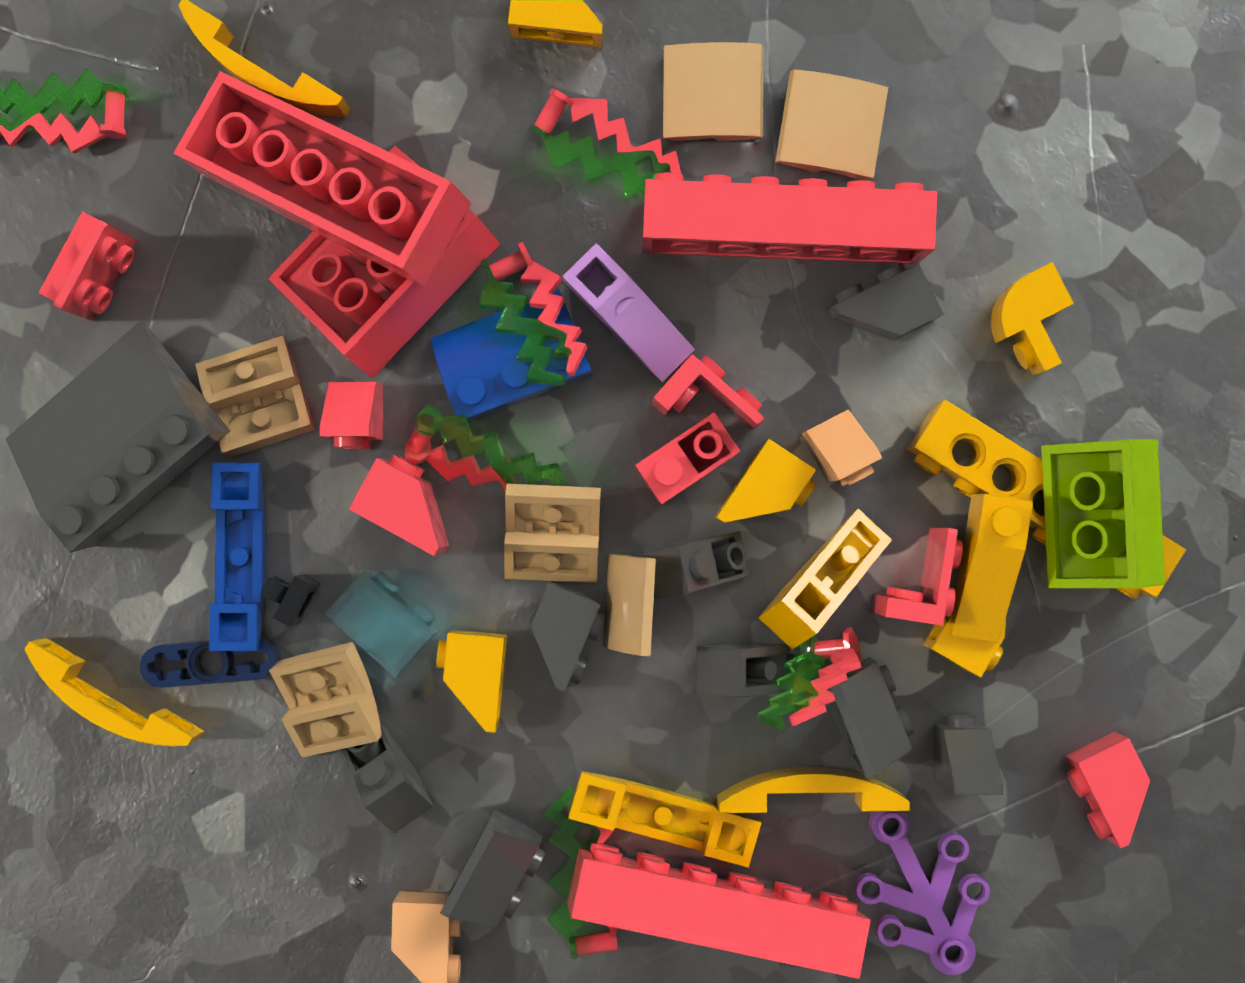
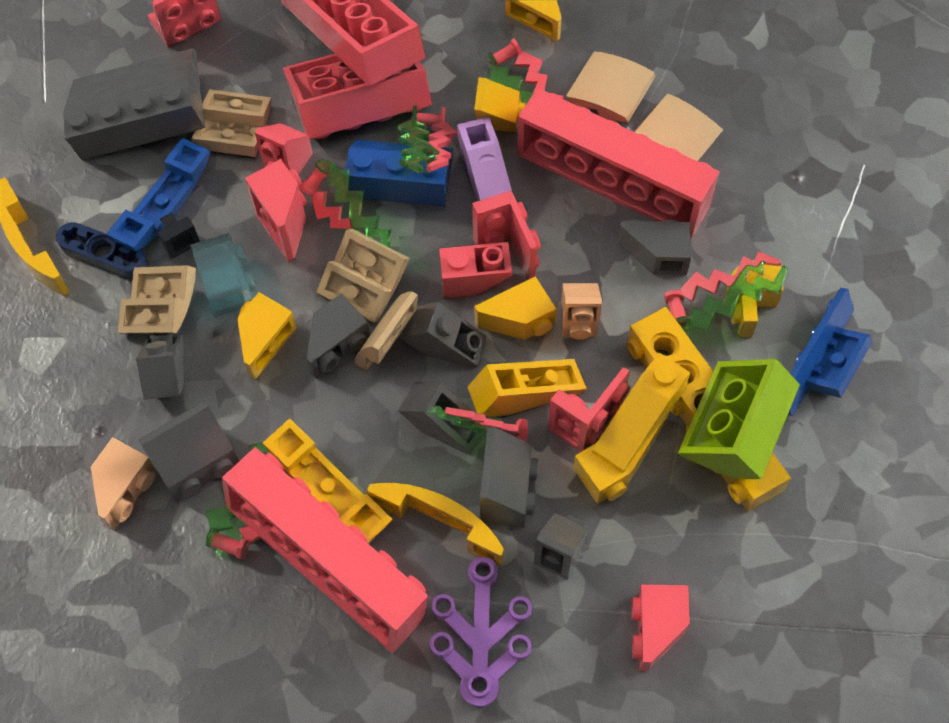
camera: 25 degrees right, 25 degrees down
(595, 211) = (499, 104): none -> yellow slope
(1021, 332) = (737, 287): none -> piece
(1161, 355) = (831, 353): none -> blue bracket

